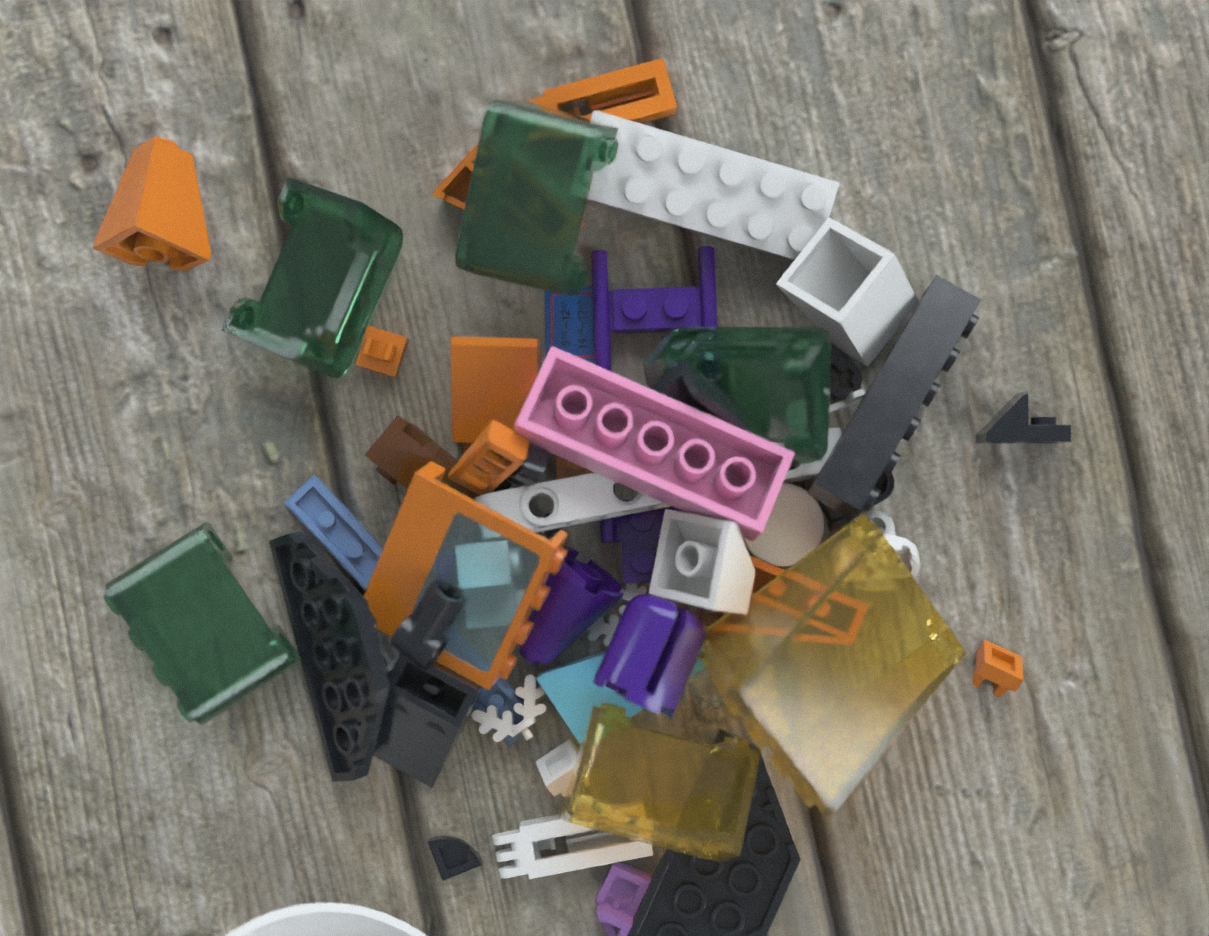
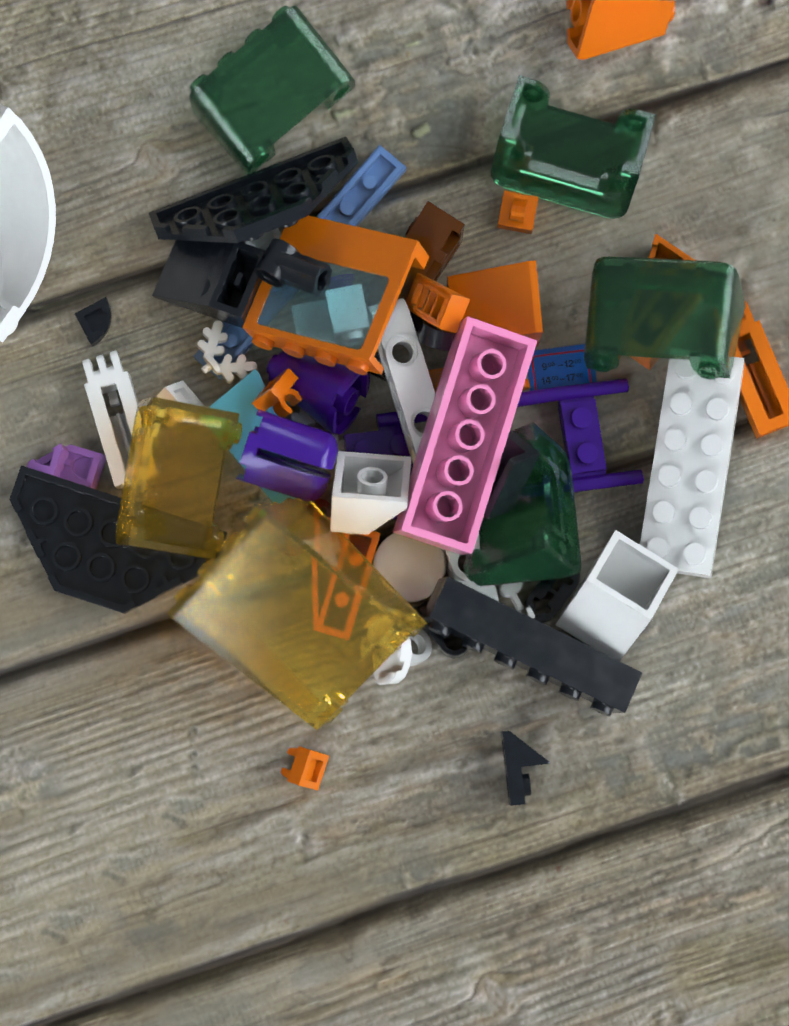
camera: 80 degrees right, 5 degrees down
(569, 658) = (277, 392): none -> orange tile

